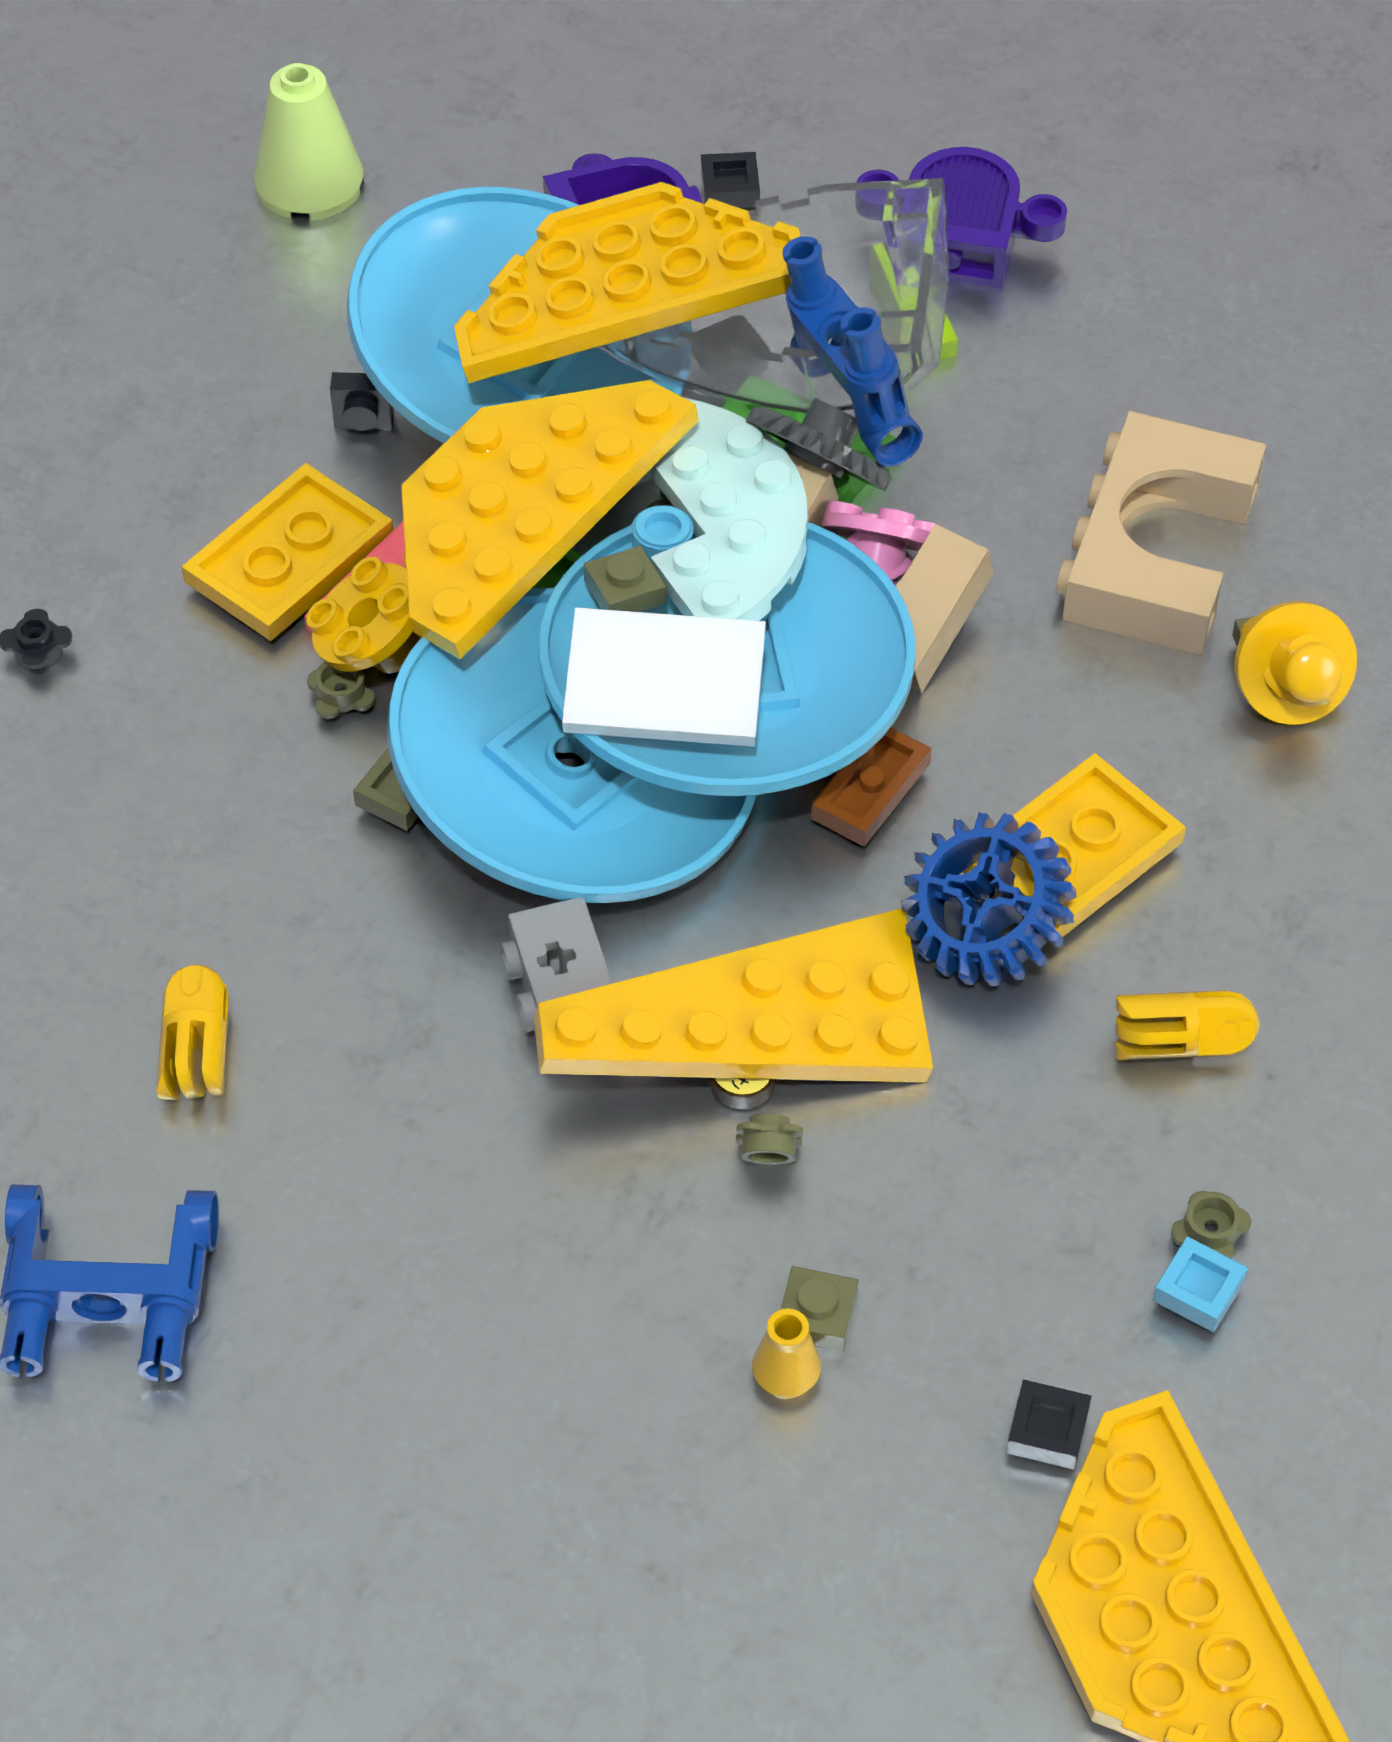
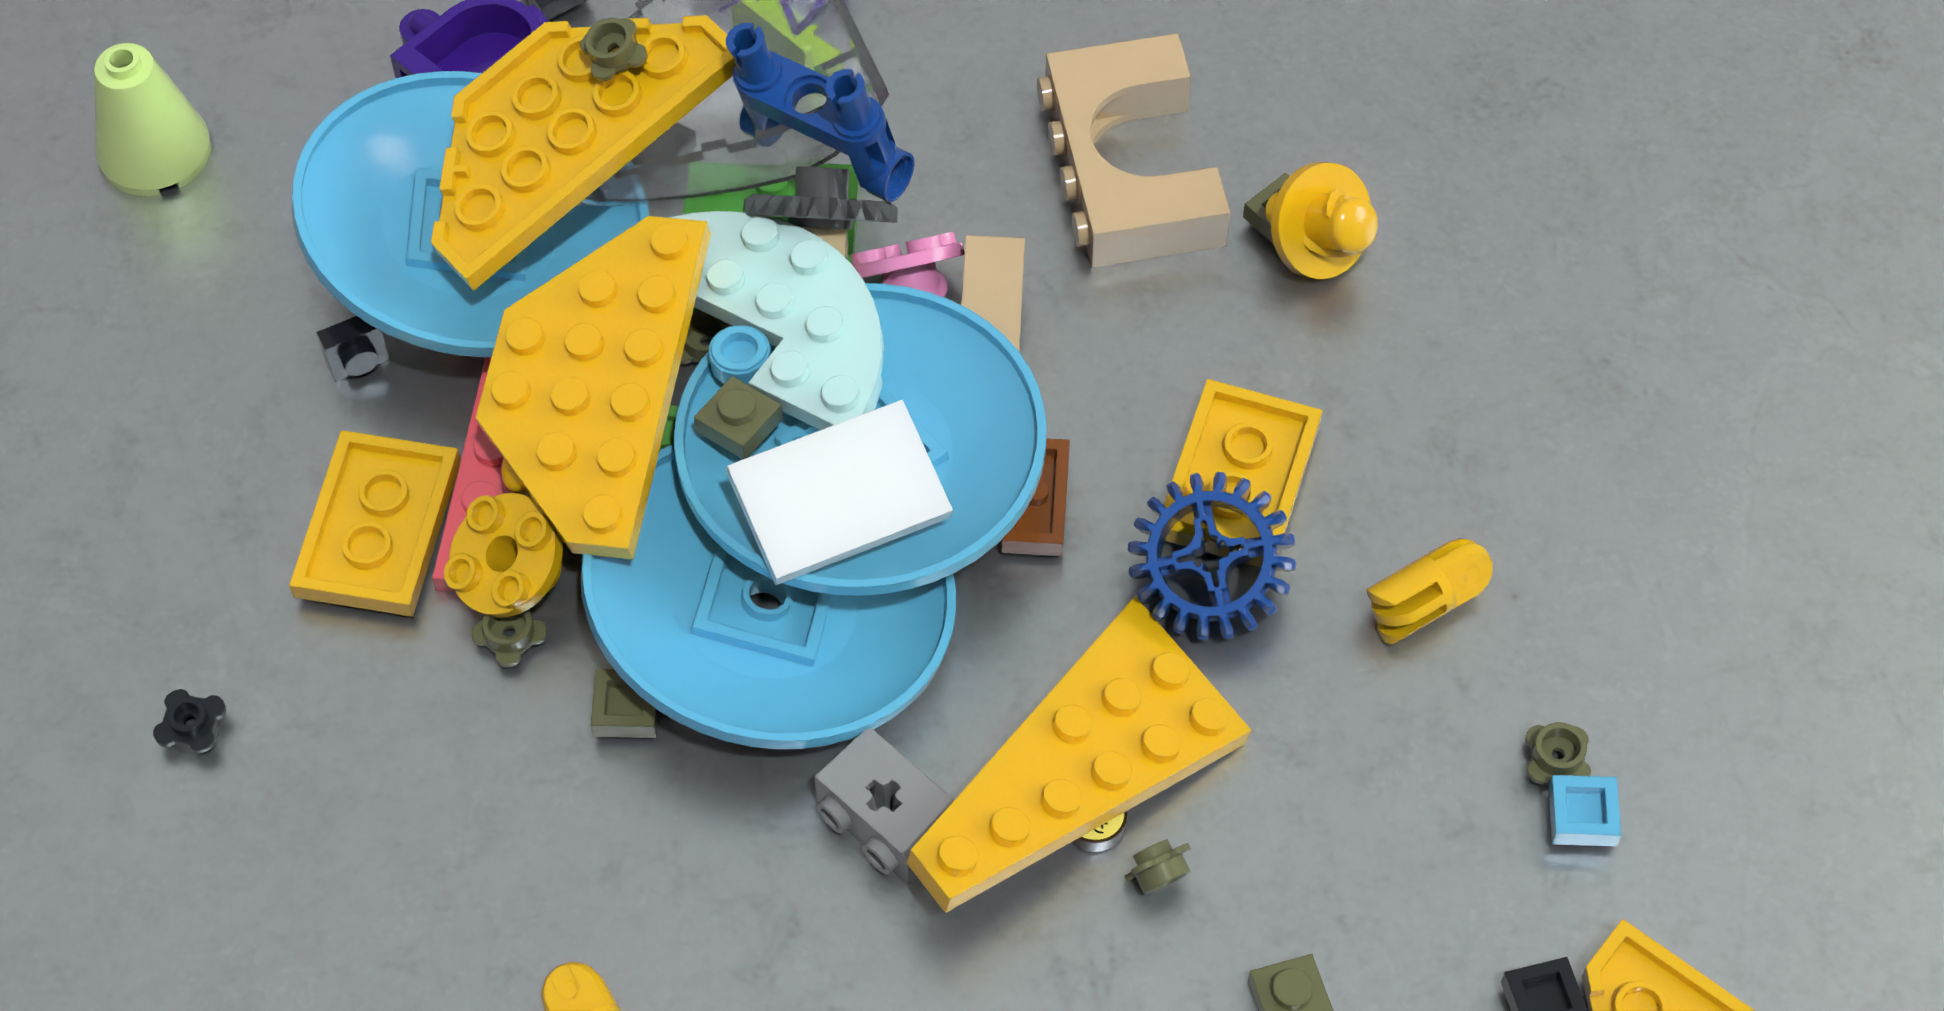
camera: 30 degrees left, 5 degrees up
(698, 221) = (609, 35): none -> olive plate

